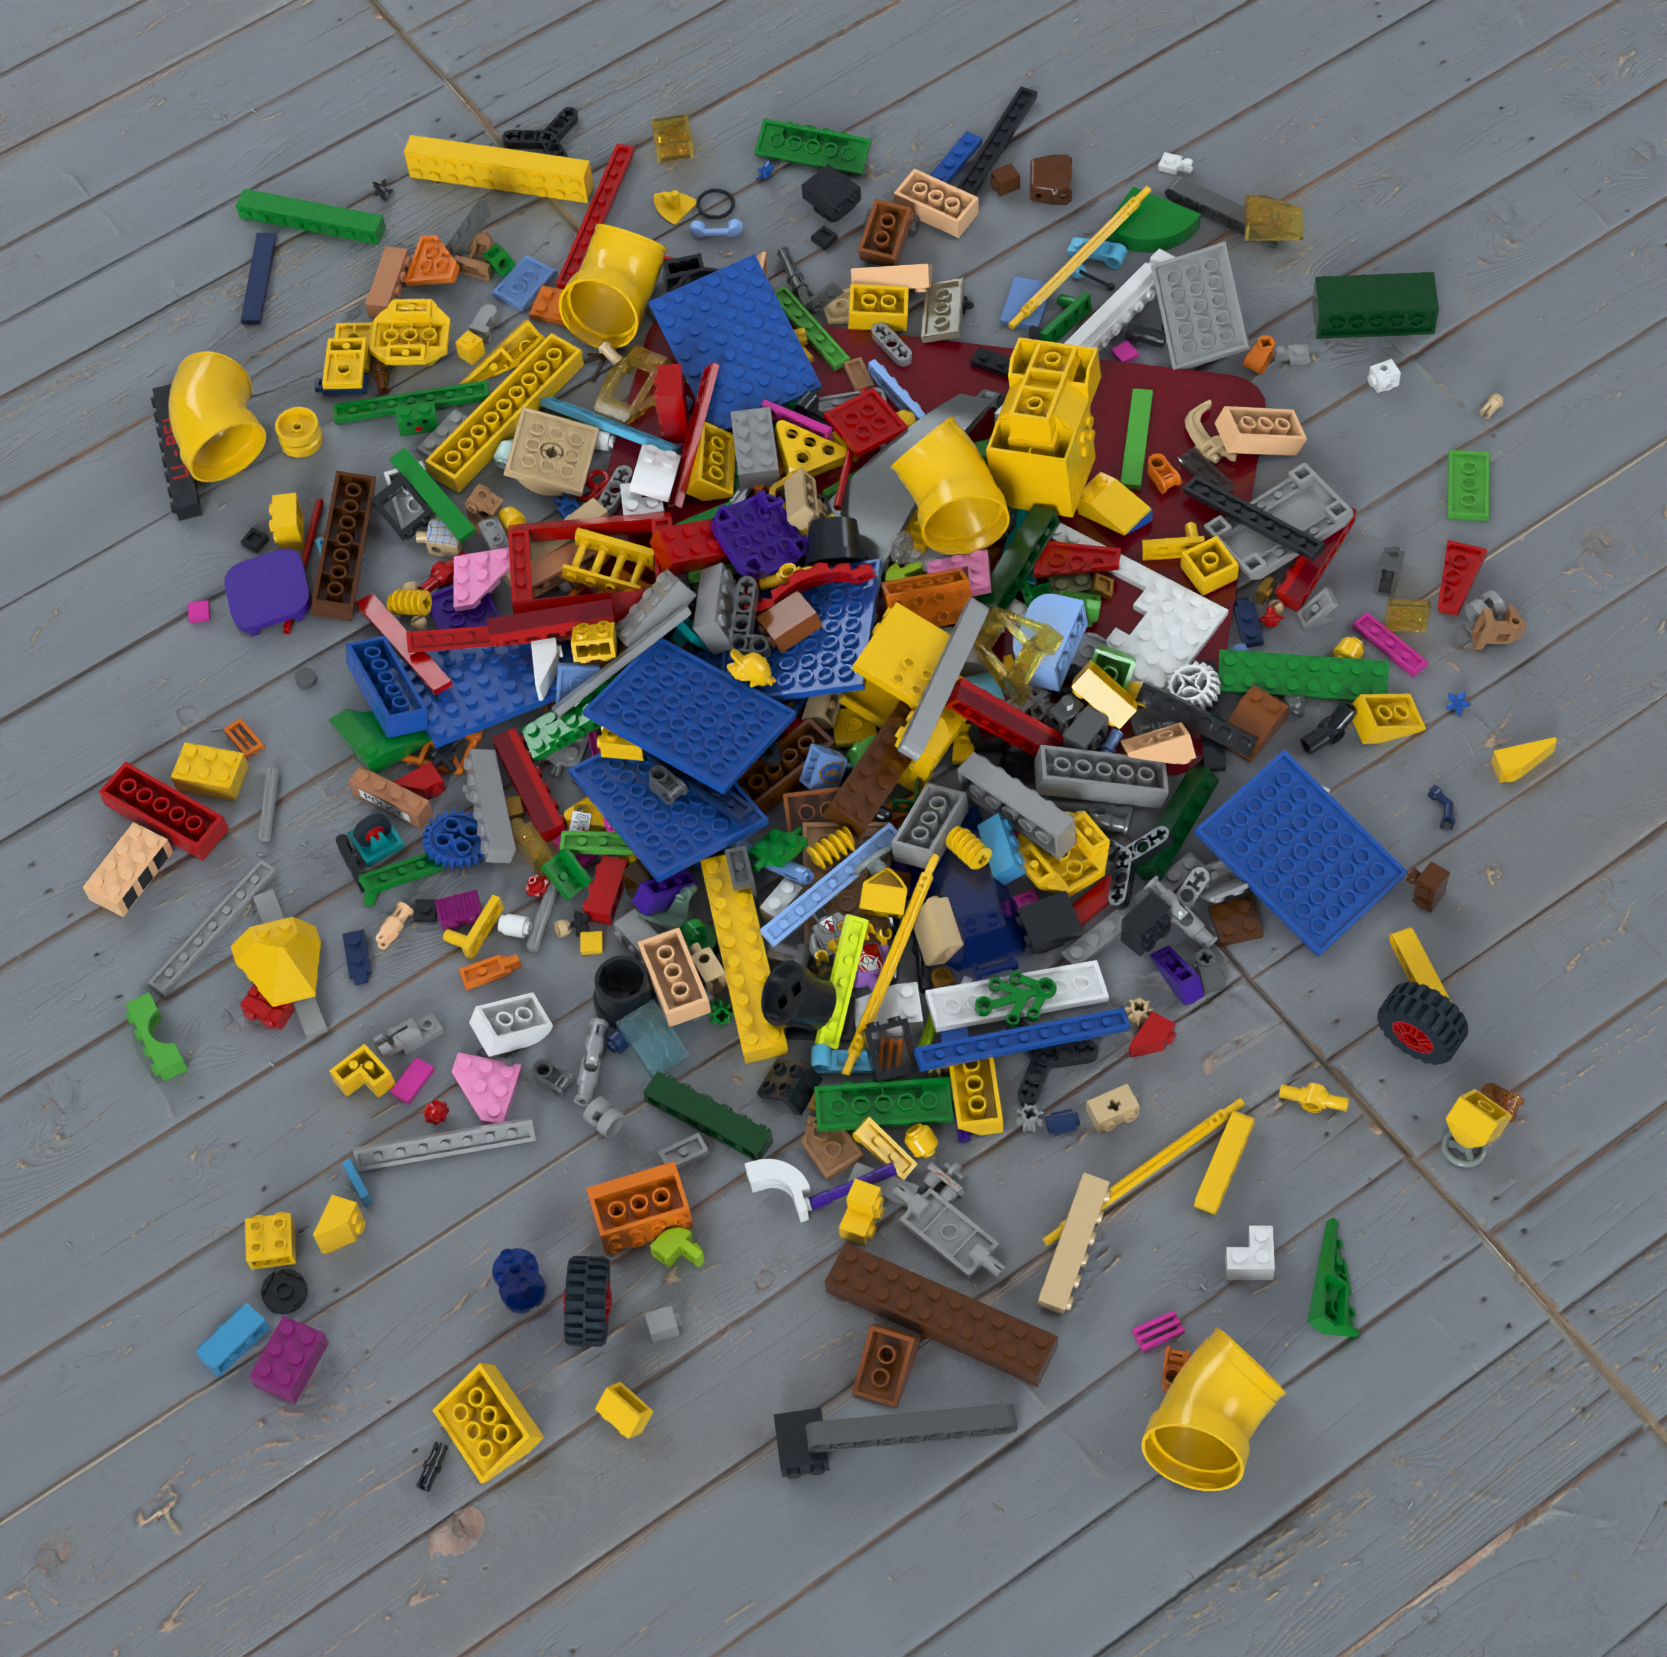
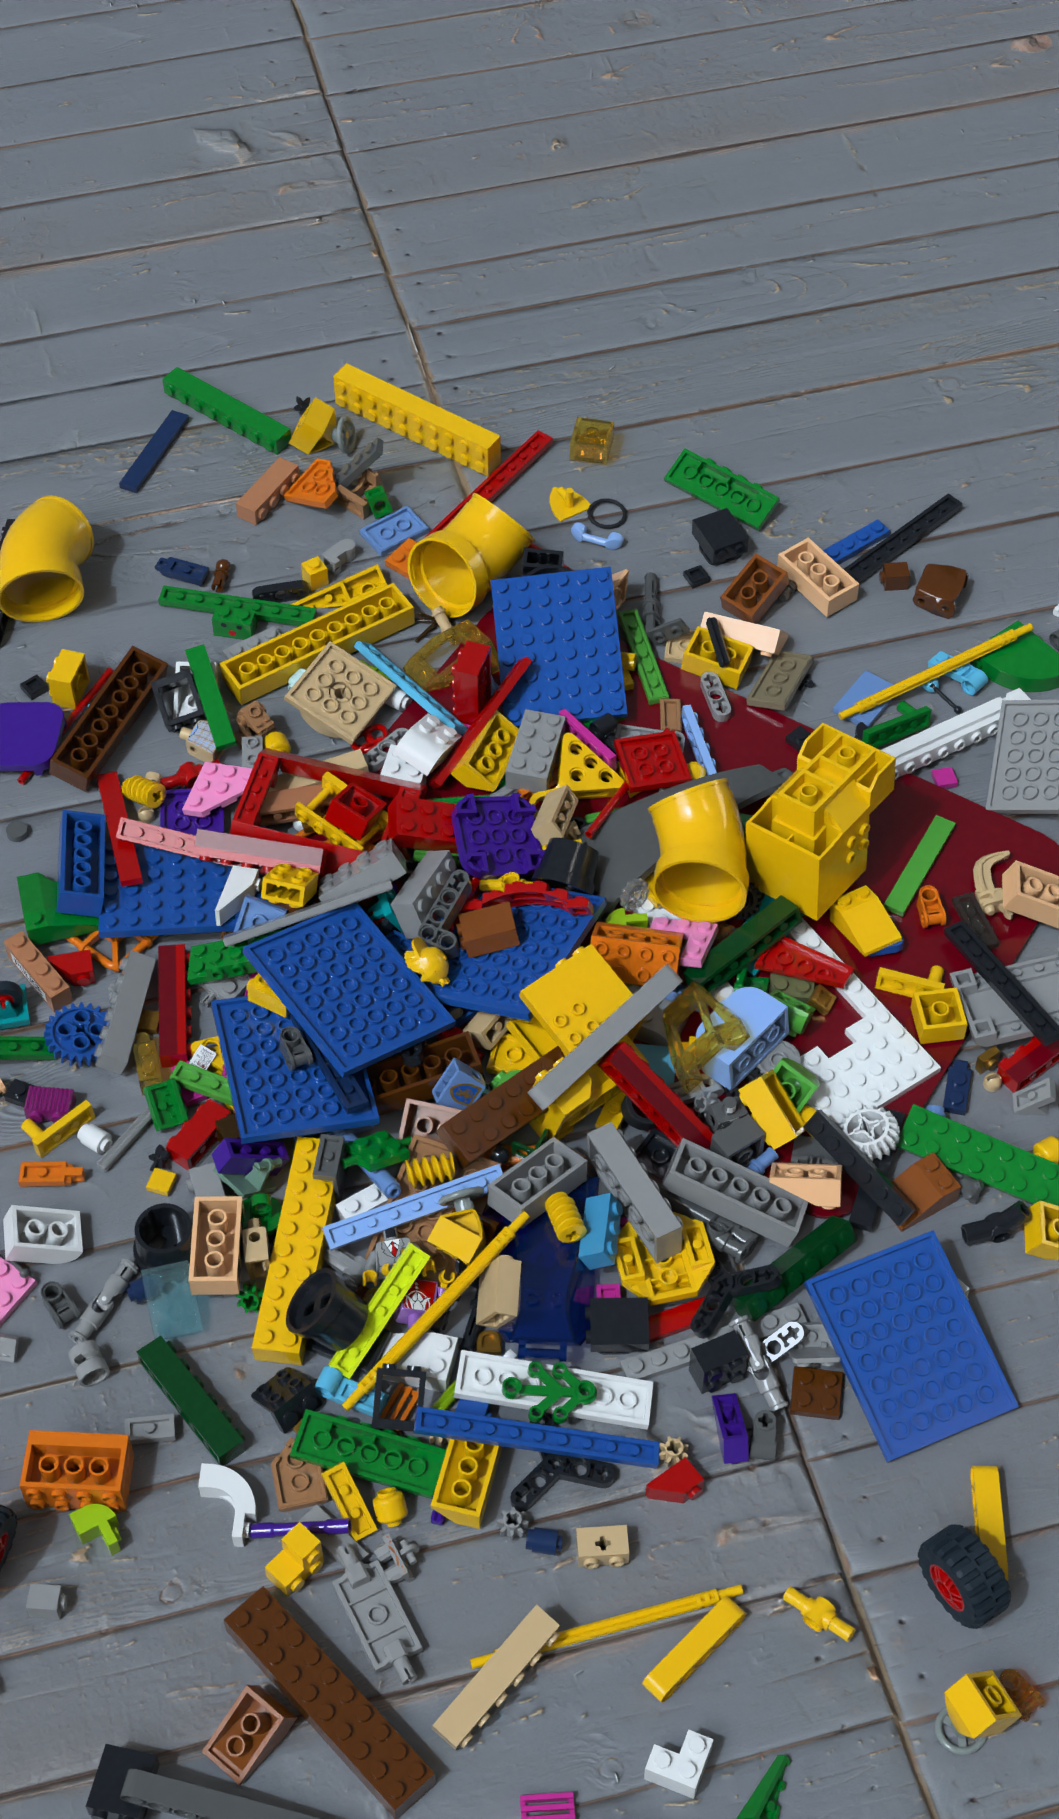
camera: 15 degrees right, 5 degrees down
(299, 432) = (119, 600): yellow wheel -> none
(348, 356) = (198, 545): yellow bracket -> none
(408, 208) = (319, 430): none -> yellow piece
(410, 333) = (264, 543): yellow piece -> none
(445, 755) = (107, 947): black piece -> none
(457, 370) = (295, 586): none -> black beam
(537, 885) = (134, 1106): red plant -> none
(541, 136) = (448, 398): black piece -> none
(561, 928) = (138, 1157): tan hinge -> none
(566, 507) = (334, 748): blue plate -> none
(620, 555) = (355, 810): none -> red slope
(765, 171) = (668, 497): blue plant -> none
(876, 293) = (718, 642): none -> black axle
(1146, 335) = (970, 766): black axle -> none
(1271, 618) = (982, 1090): red plant -> none
(1429, 885) = (1034, 1428): reddish brown brick -> none

